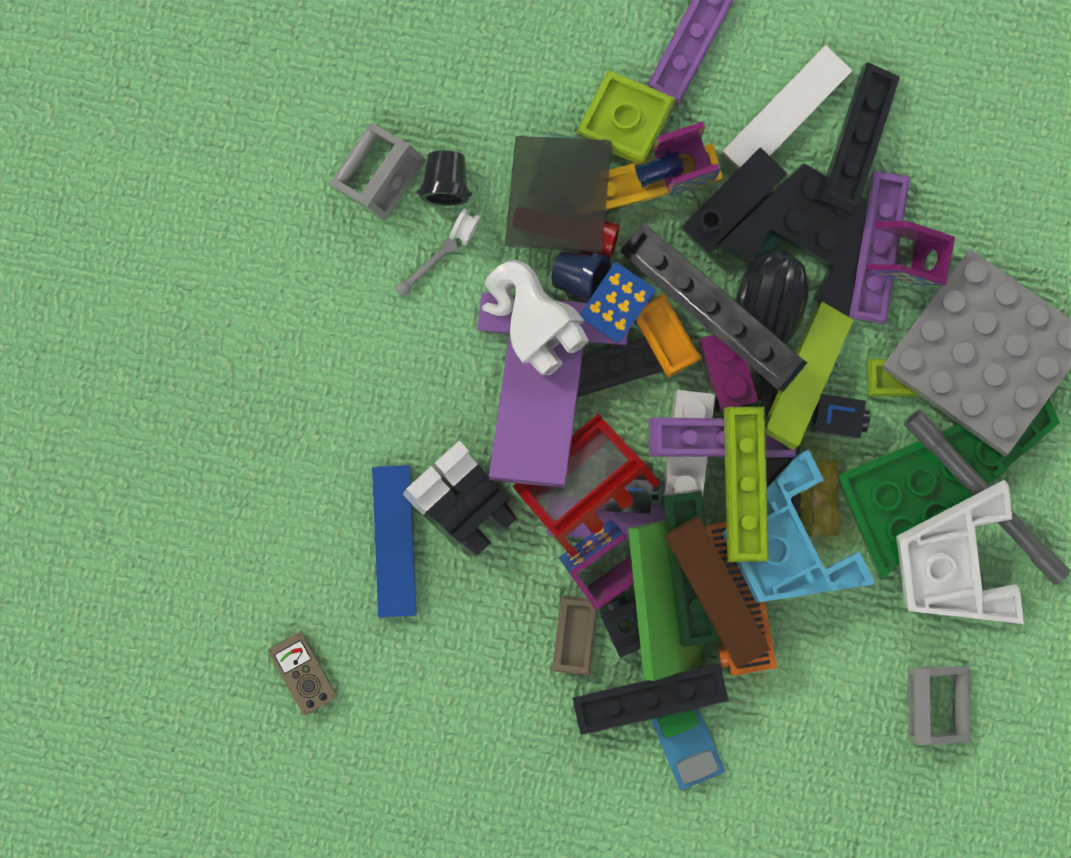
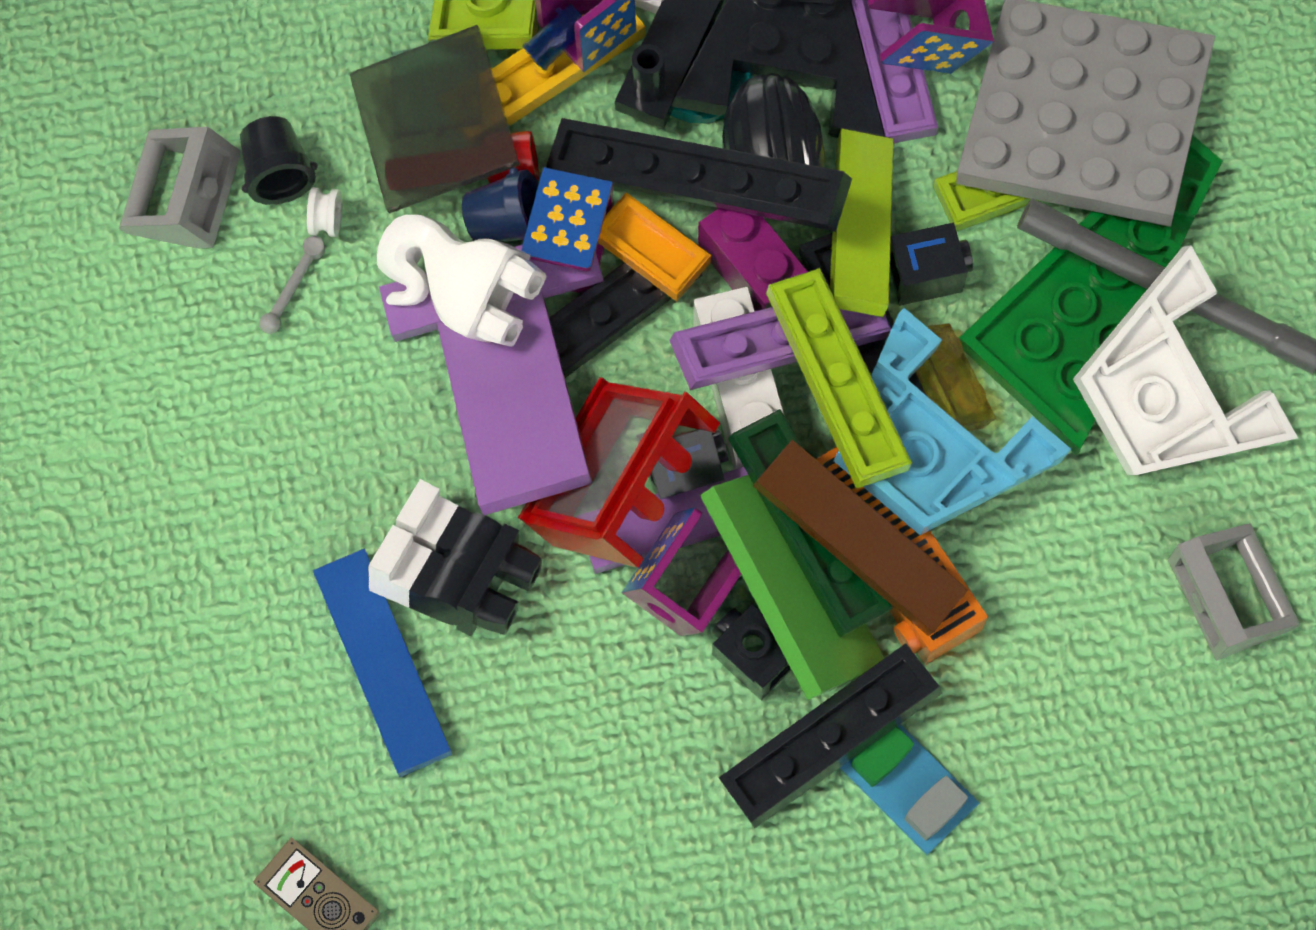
camera: 15 degrees left, 15 degrees down
(574, 636) = (688, 694): dark tan tile -> none

